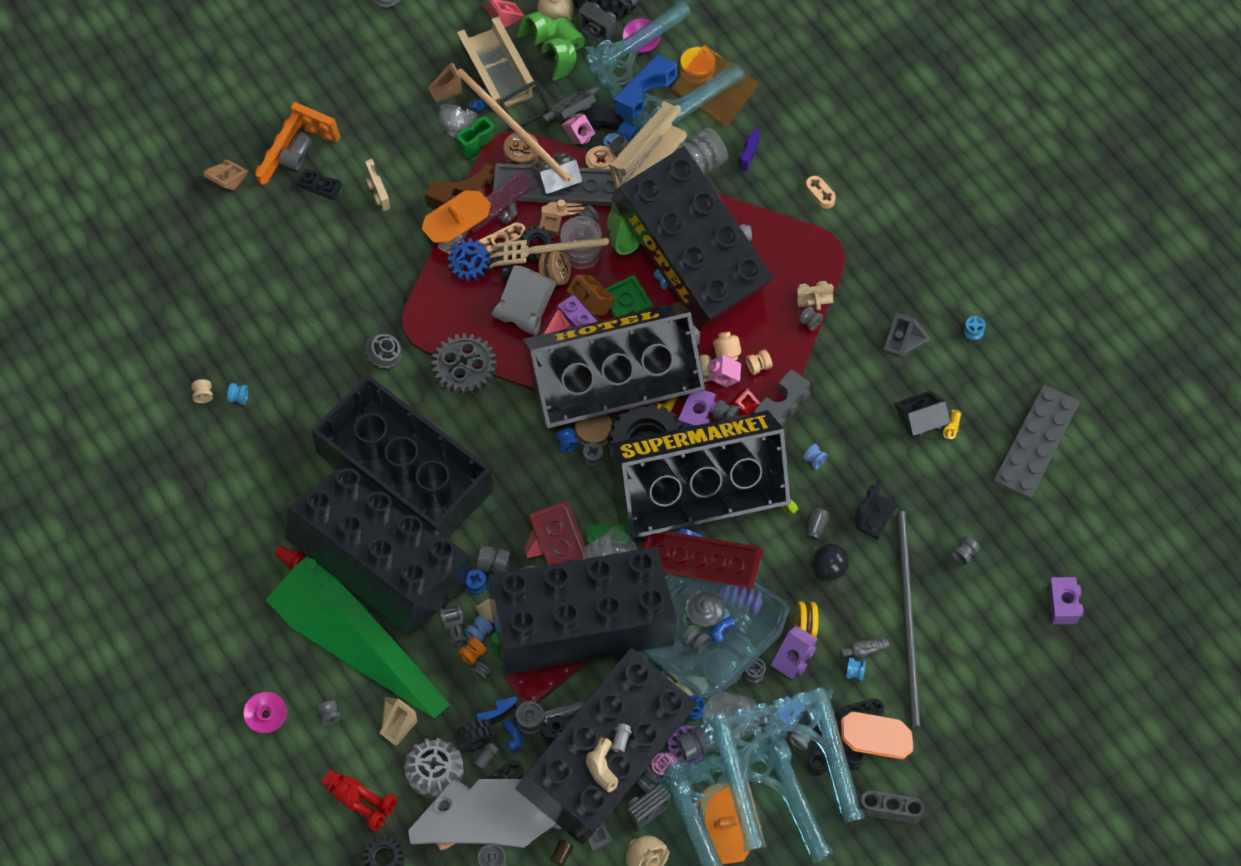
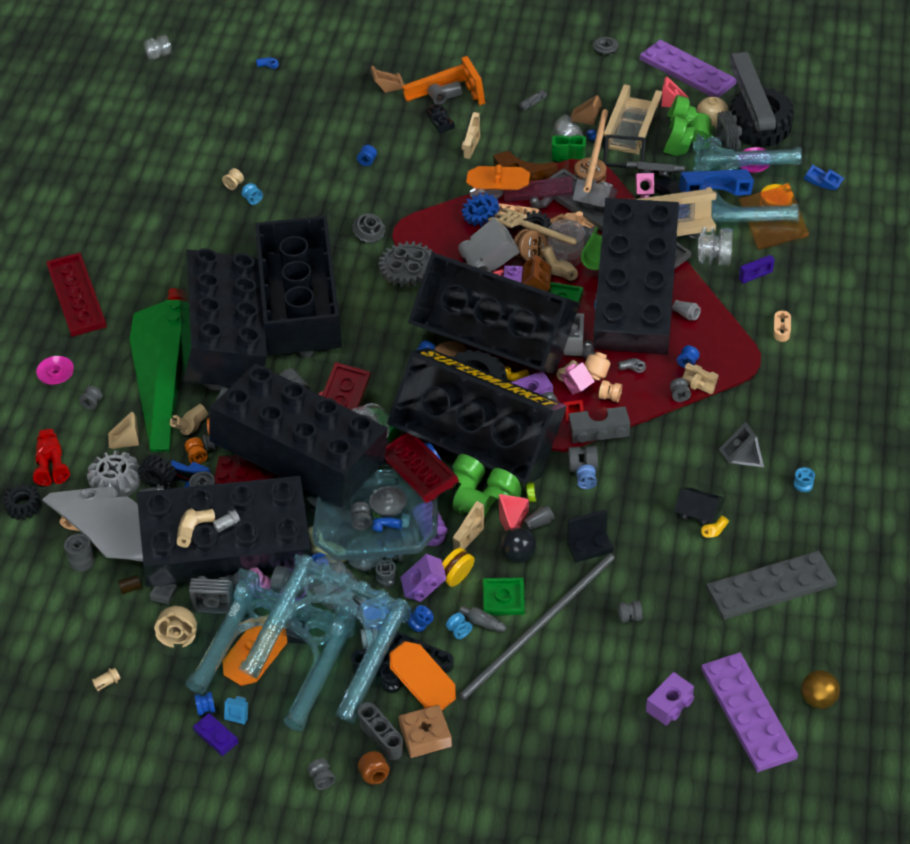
camera: 45 degrees right, 15 degrees down
(85, 234) = (269, 62): none -> blue arm
(191, 622) = (76, 294): none -> dark red plate
(299, 274) = (366, 155): none -> blue wheel
(383, 103) = (532, 100): none -> dark grey axle
(441, 663) = (191, 420): none -> tan arm
(479, 688) = (196, 450): none -> orange wheel
(597, 268) = (559, 267): none -> tan arm
(706, 338) = (587, 348): none -> flat silver arm
(712, 14) = (822, 179): none -> blue slope
(748, 320) = (633, 364): none -> flat silver arm
(767, 522) = (470, 474): none -> bright green piece
(777, 574) = (470, 528): none -> tan wing
(786, 281) = (688, 355): none -> blue wheel
(797, 540) = (512, 511): none -> coral slope
(799, 442) = (589, 457): none -> dark grey wheel
(823, 681) = (420, 618): none -> blue wheel
(858, 614) = (503, 596): none -> green tile
(915, 766) = (422, 742): none -> medium nougat brick
(918, 840) = (373, 767): none -> dark orange head
(1122, 563) = (749, 712): none -> medium lavender plate
(1158, 505) = (820, 689): none -> pearl gold piece

